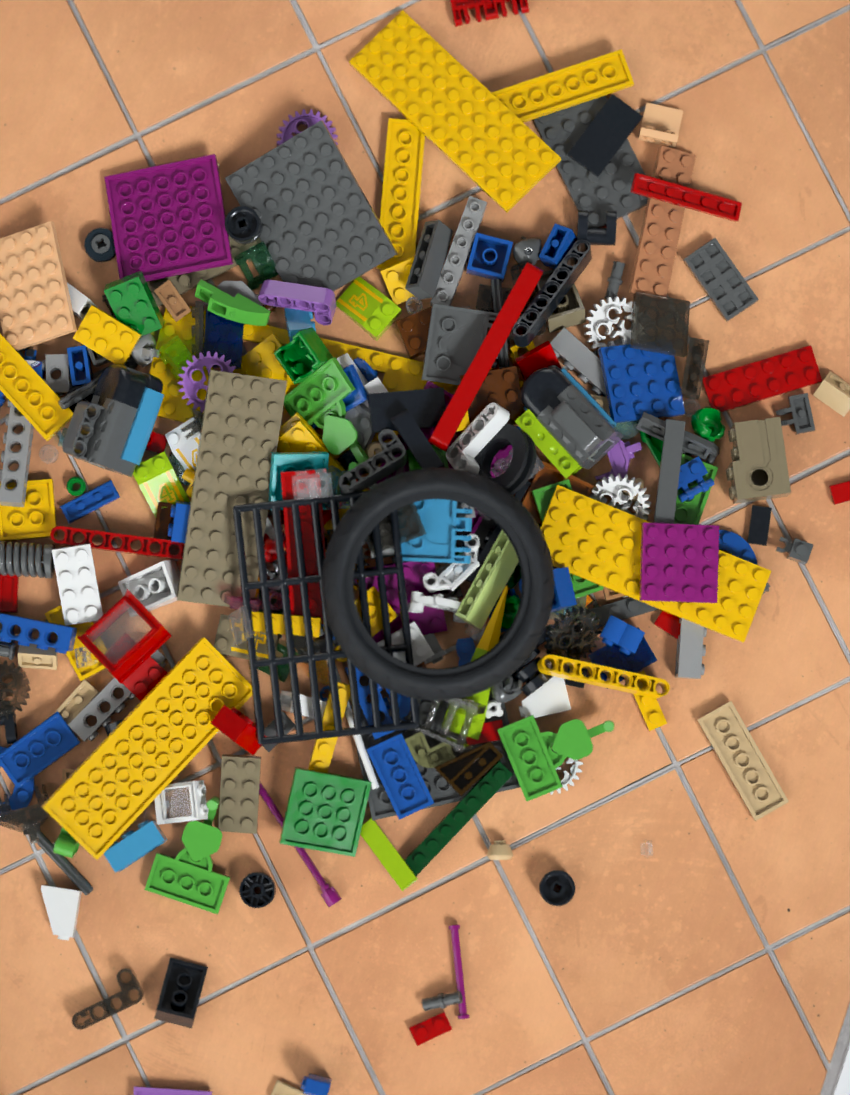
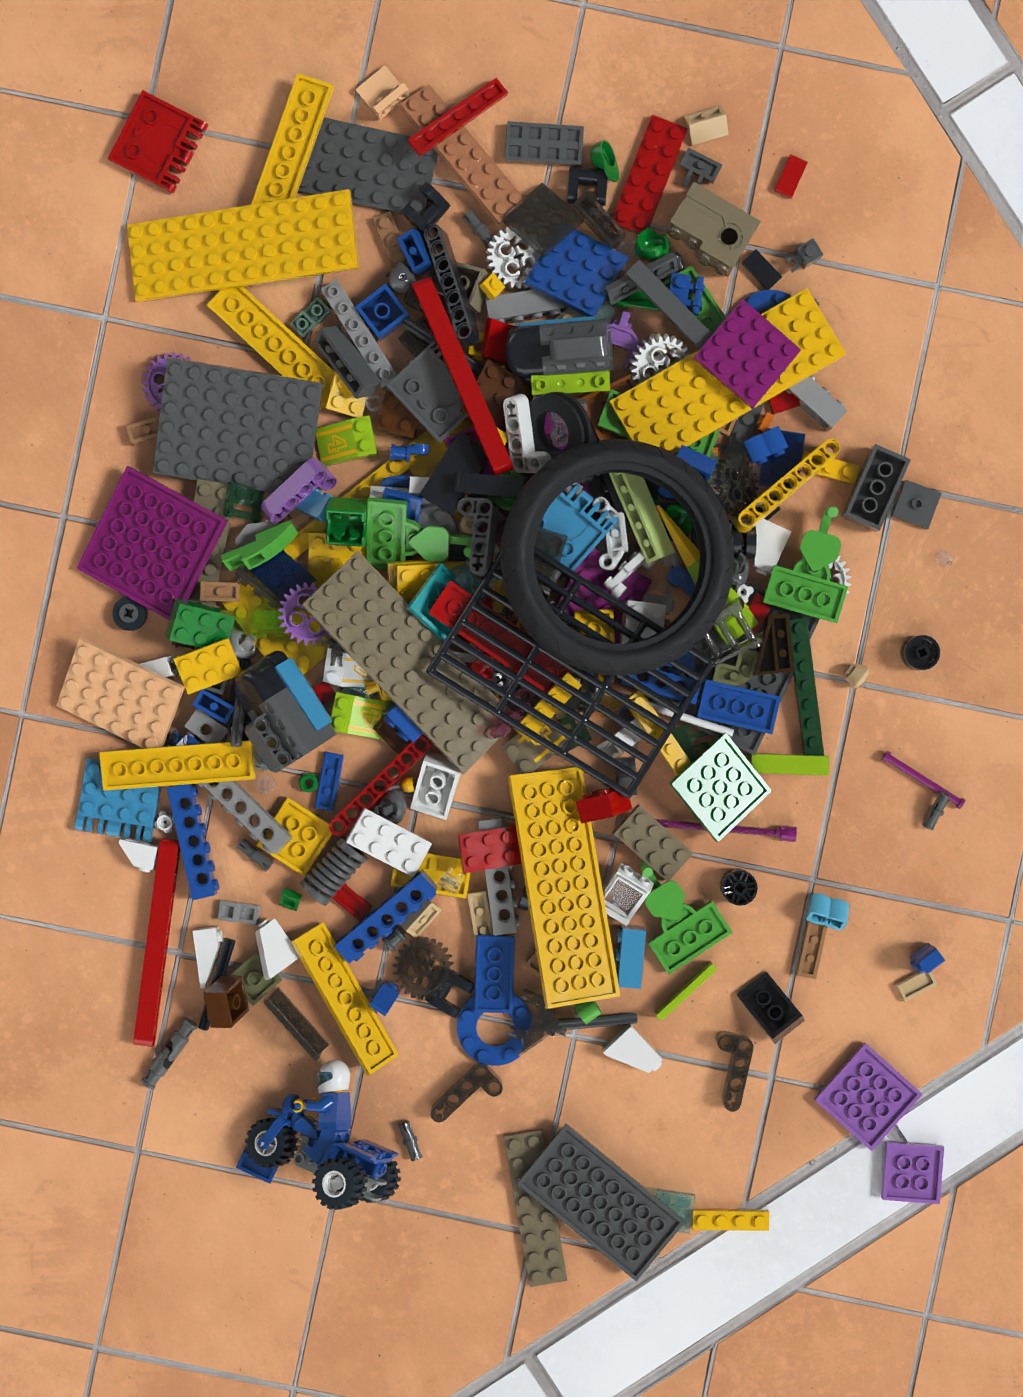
camera: 60 degrees left, 5 degrees up
(108, 565) = (392, 806): none -> dark grey piece
(125, 637) = (461, 838): piece -> none
(135, 565) = (407, 785): none -> yellow hinge
(141, 913) = (685, 991): none -> lime tile
(239, 216) = (194, 483): black wheel -> none
(240, 625) = (524, 740): clear piece -> none
(252, 145) = (143, 430): none -> medium nougat plate
(254, 988) = (811, 950): none -> medium nougat plate
(293, 977) = (827, 911): none -> medium azure brick
(312, 485) = (458, 595): clear brick -> none
(342, 754) = (685, 739): none -> clear green hinge
(394, 359) = (403, 453): none -> blue connector
(430, 1028) = (949, 835): red plate -> none
(443, 205) = (311, 317): none -> sand green slope
(555, 215) = (389, 233): none -> medium nougat plate
(576, 325) = (492, 286): none -> yellow plate
(605, 135) = (356, 142): black tile -> none
(640, 621) = (764, 422): none -> orange plate
(658, 749) = (875, 488): none -> dark grey brick
(672, 793) = (916, 504): none -> dark grey plate
(721, 333) = (587, 177): none -> black connector
(743, 760) = (935, 429): tan plate -> none
(746, 335) = (604, 158): none -> green cap

